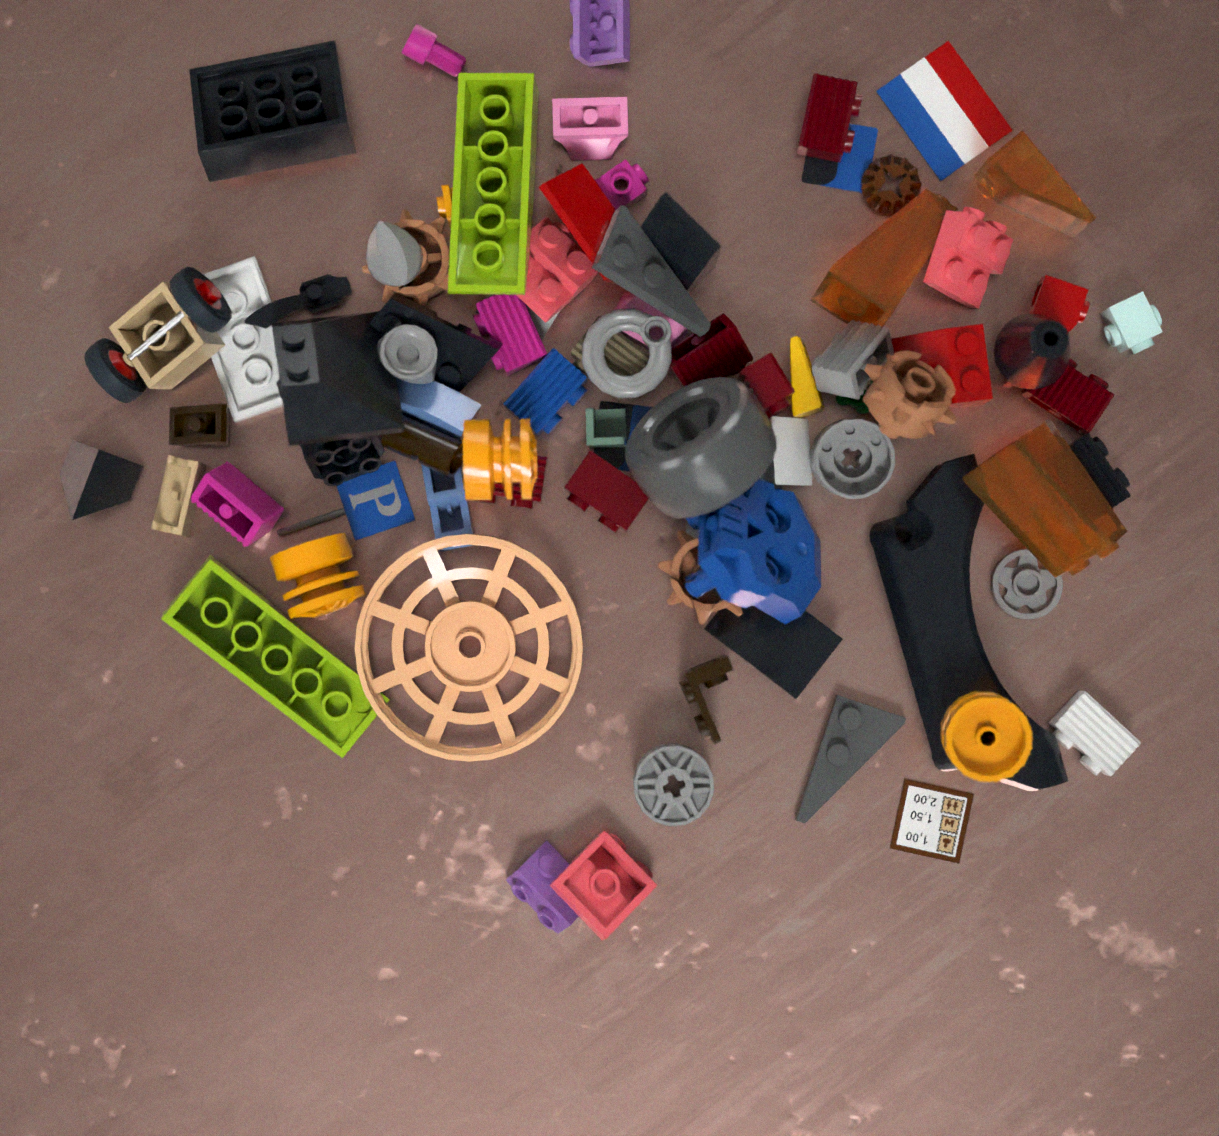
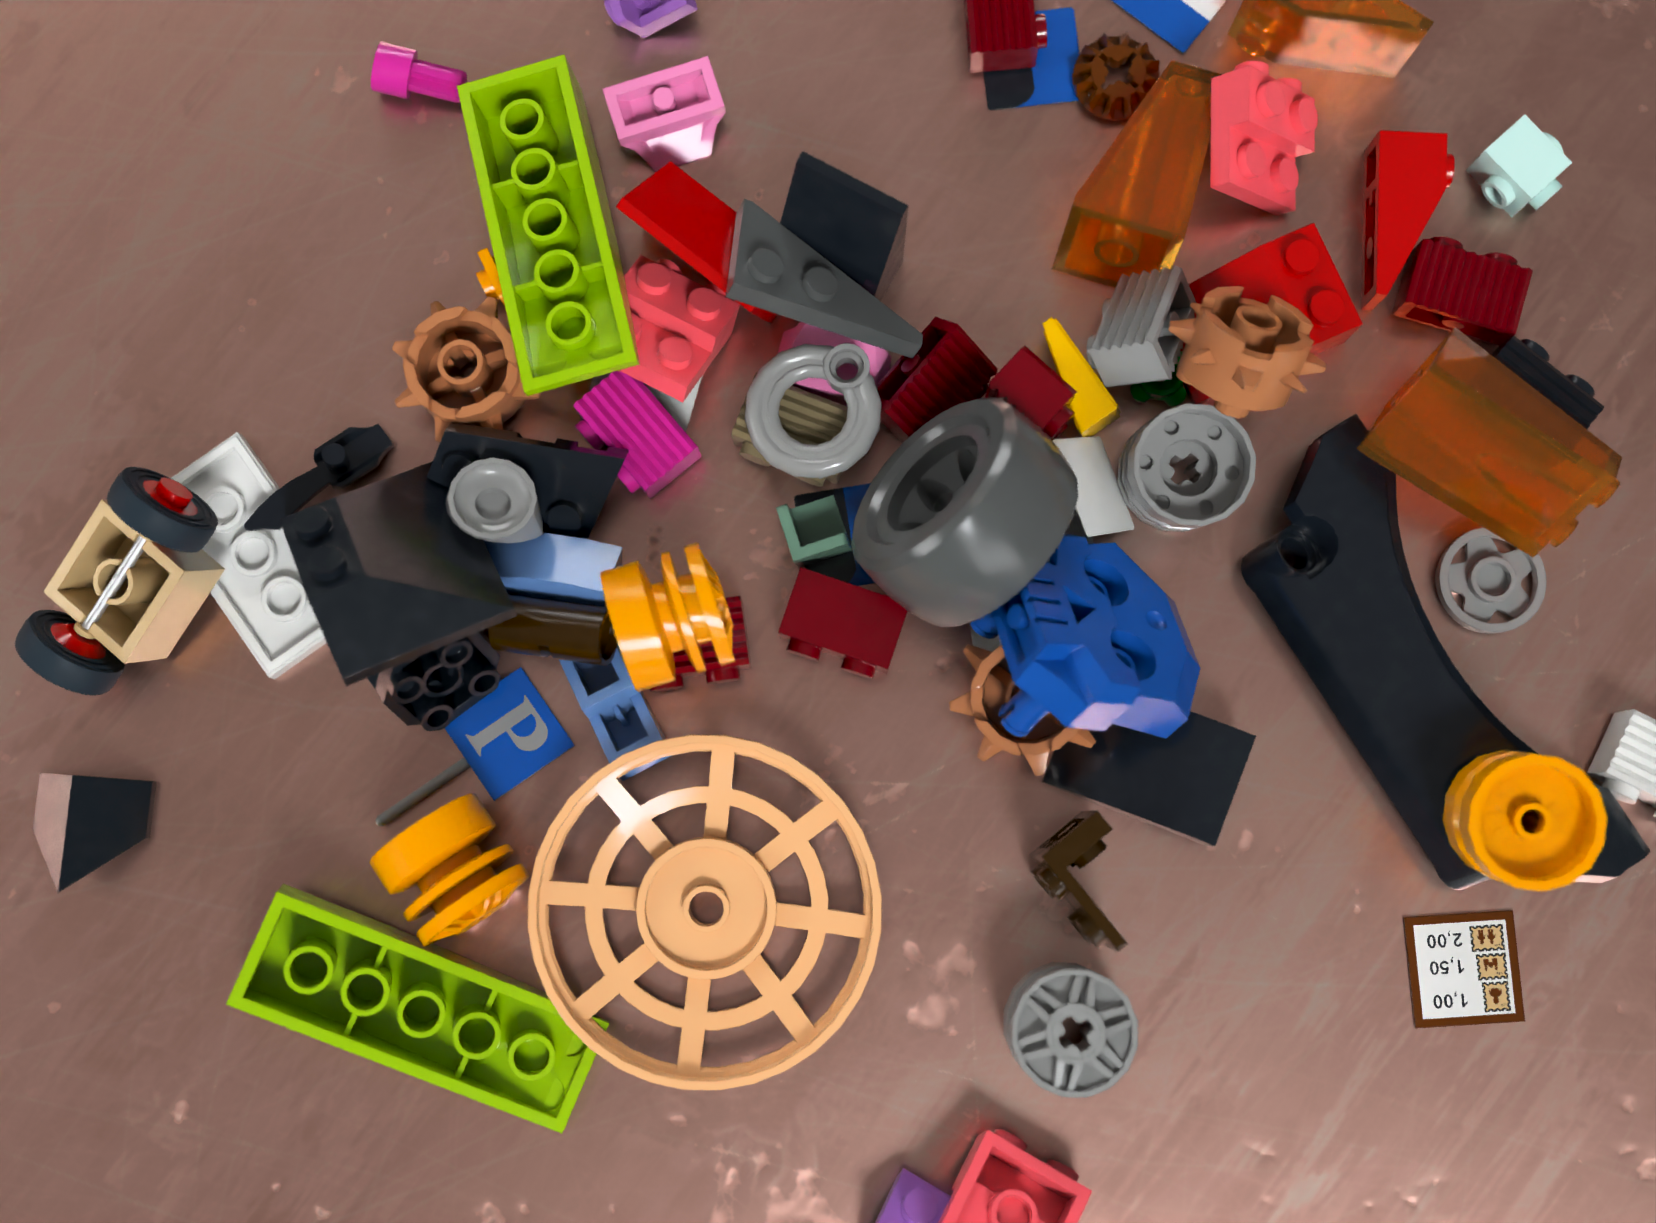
camera: 10 degrees left, 5 degrees down
(174, 506) = (217, 810): tan hinge -> none
(199, 425) = (220, 696): dark brown slope -> none
(237, 504) = (301, 796): dark pink brick -> none
(271, 111) = (207, 224): black slope -> none
(393, 255) = (431, 365): light grey piece -> none
(547, 392) = (714, 503): blue brick -> none
(636, 180) = (751, 166): dark pink brick -> none
(848, 742) = (1305, 888): dark grey wing -> none
(1032, 351) = (1404, 234): black cone -> none

